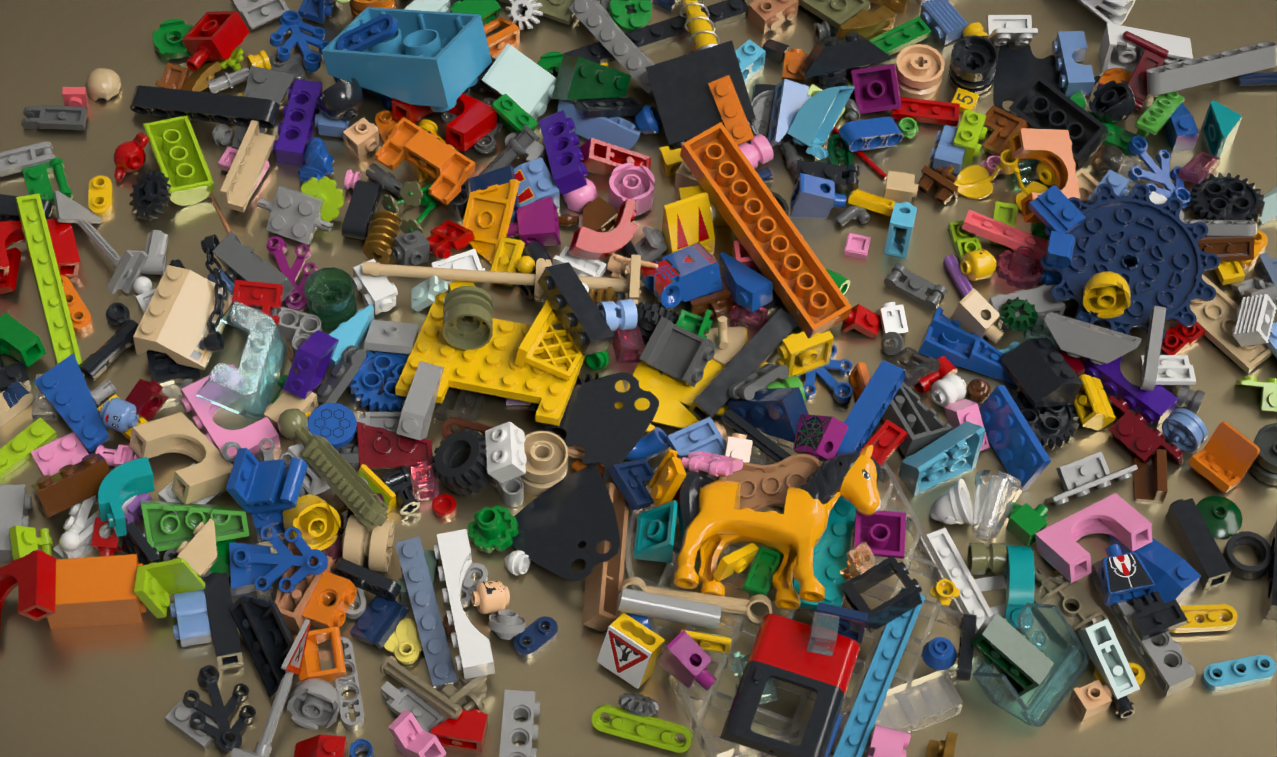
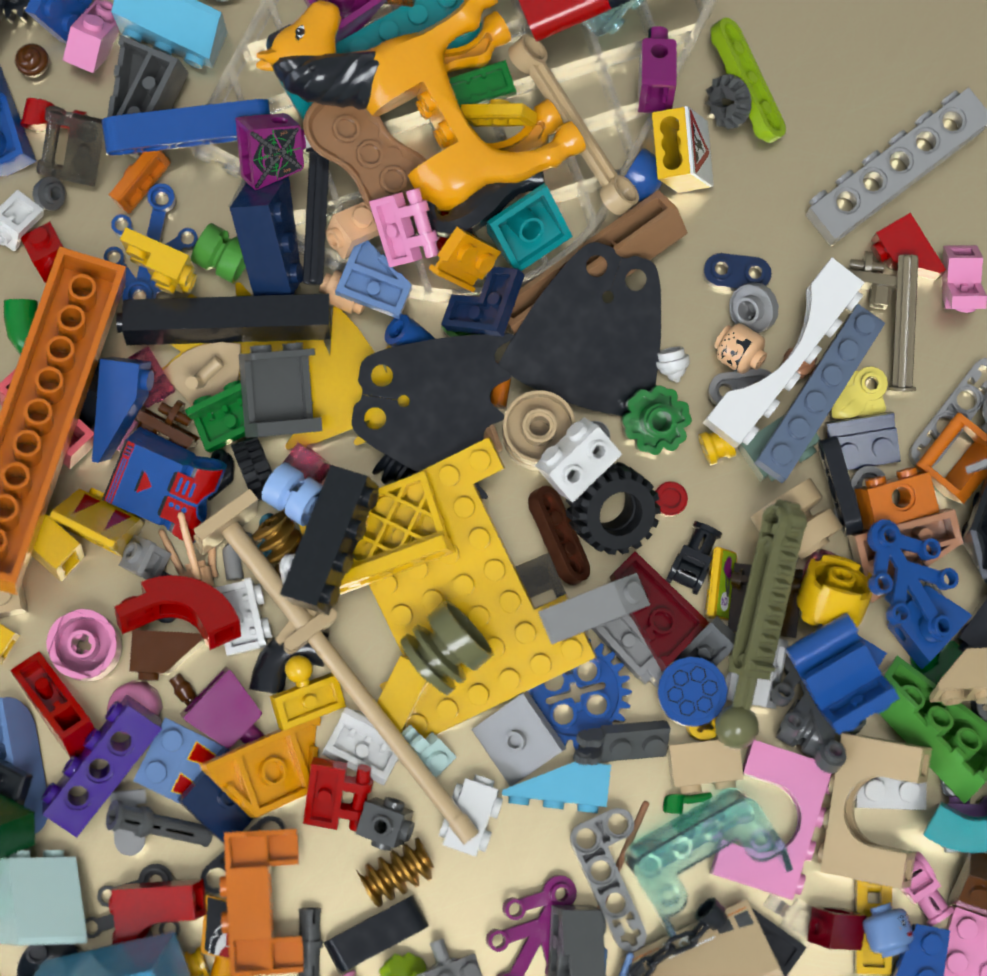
camera: 130 degrees left, 25 degrees up
(259, 294) = (615, 919): red plate -> none
(312, 362) = (650, 773): dark purple window -> none
(330, 297) = (521, 862): clear green wheel -> none
(405, 699) = (930, 322): light grey hinge -> none
(412, 195) = (321, 877): olive plant -> none
(424, 482) = (673, 531): clear pink brick -> none
(512, 114) = (99, 867): green bracket -> none
(669, 608) = (615, 140): light grey brick -> none
(711, 641) = (606, 82): yellow slope -> none
(757, 381) = (242, 278): dark grey plate -> none
(886, 441) = (224, 85): red plate -> none
(948, 390) = (64, 86): white piece -> none

